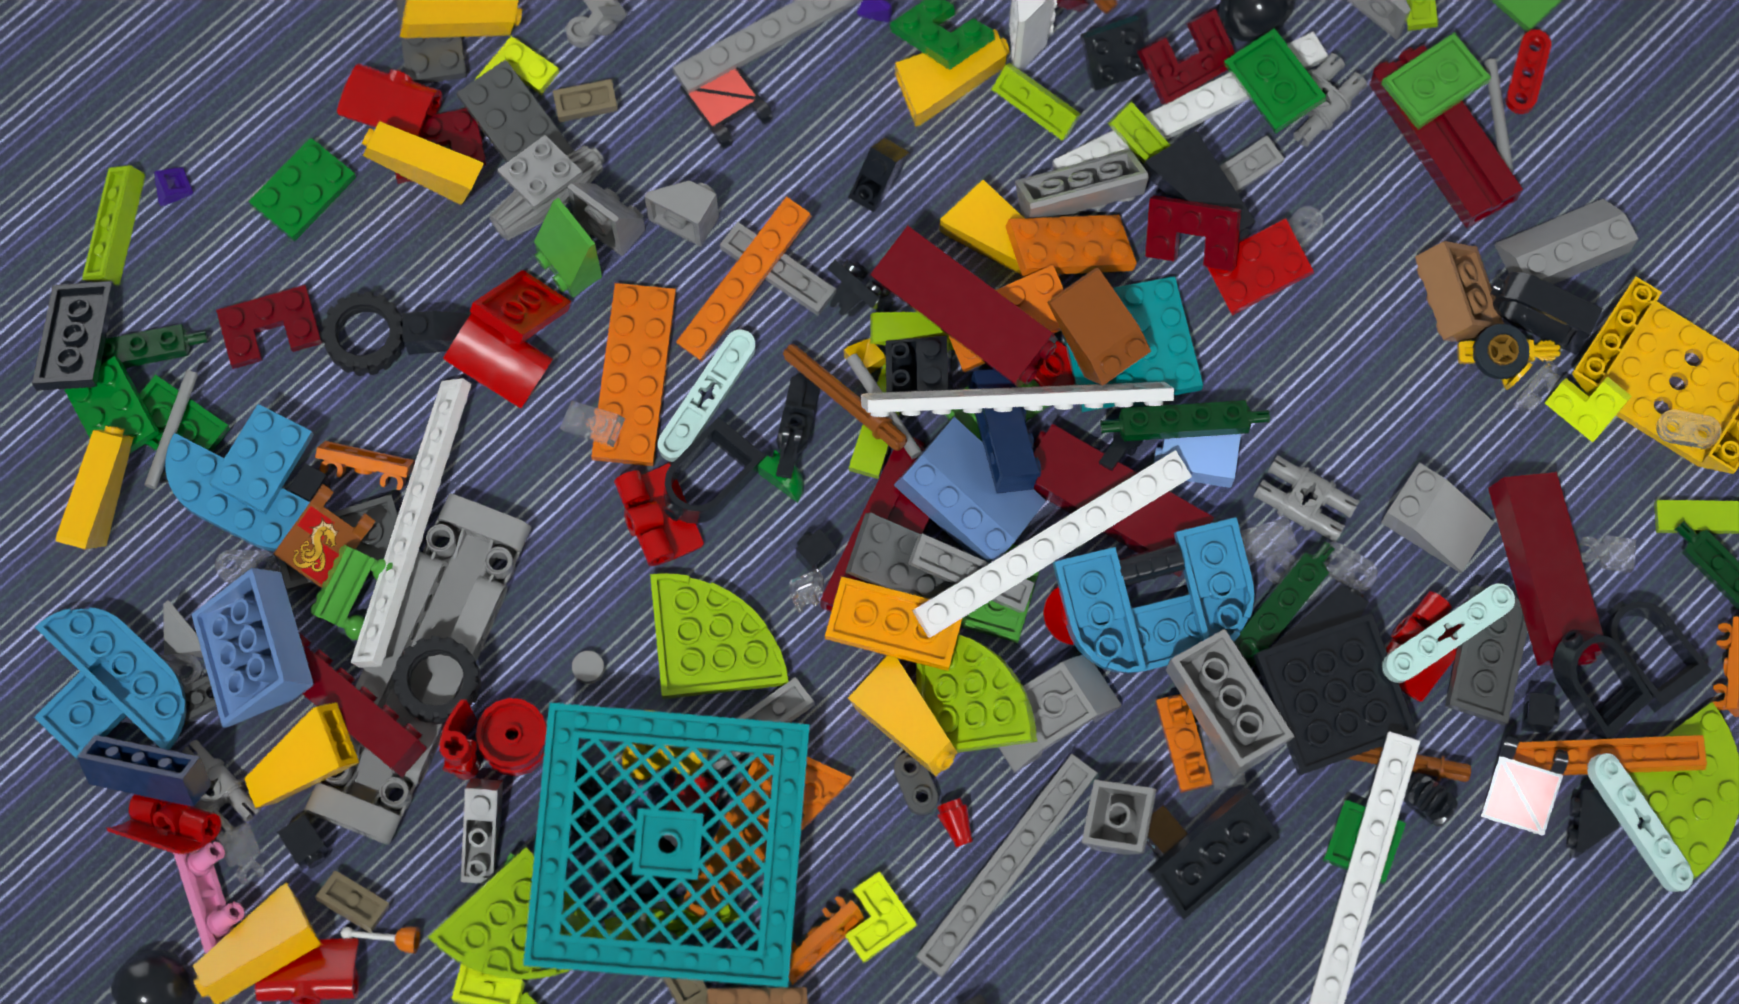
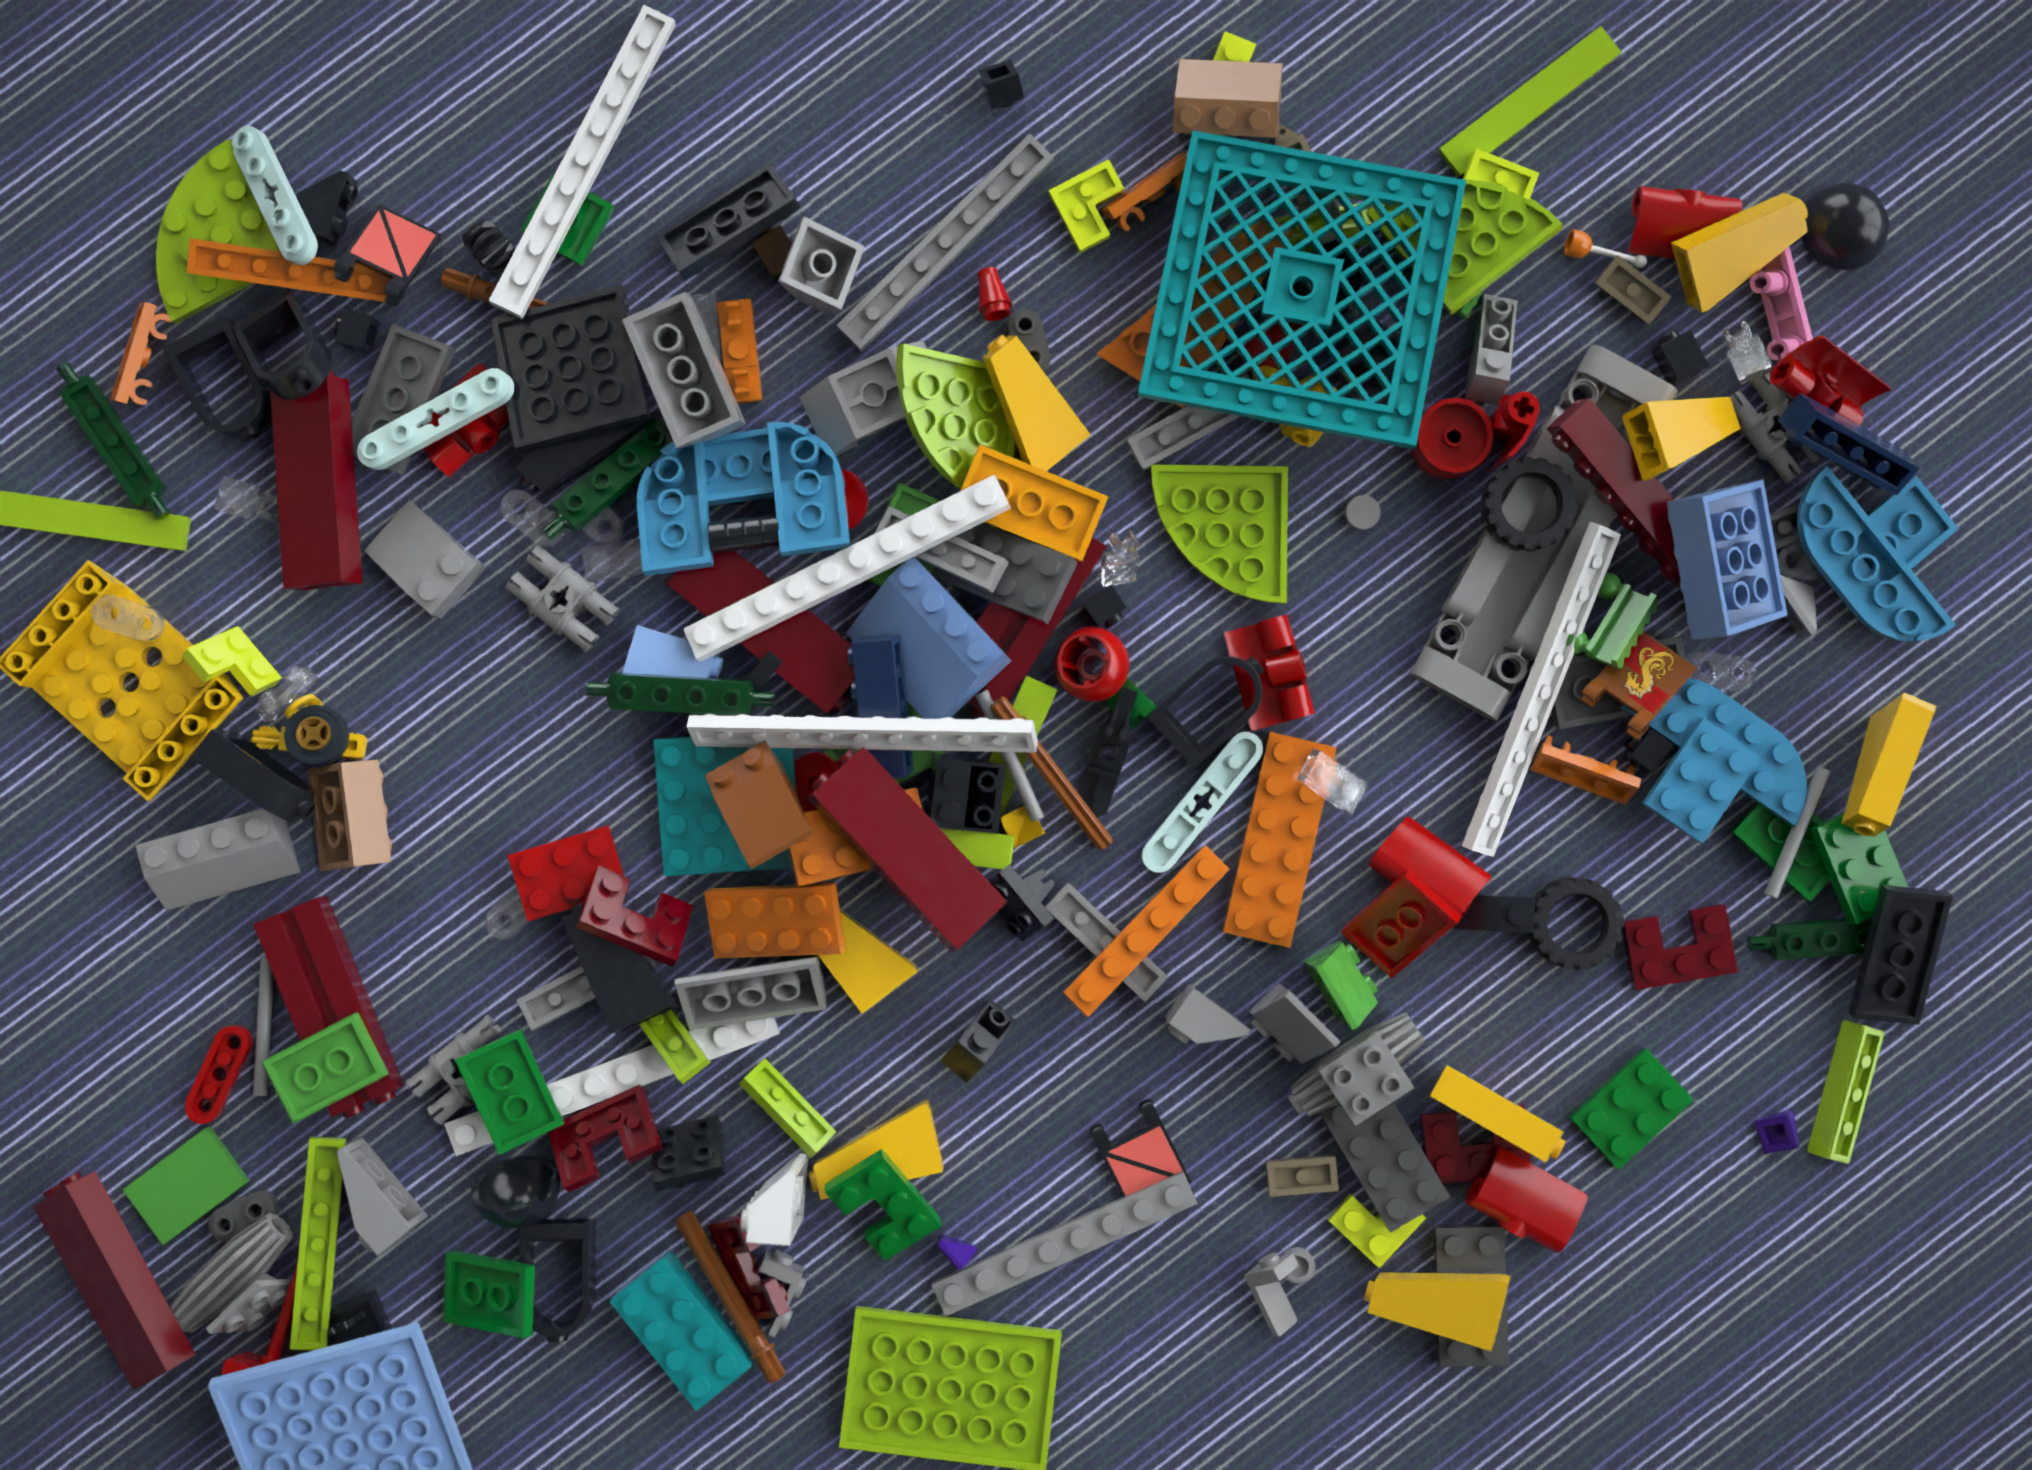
camera: 170 degrees left, 15 degrees up
(834, 484) = (1072, 660): none -> red wheel

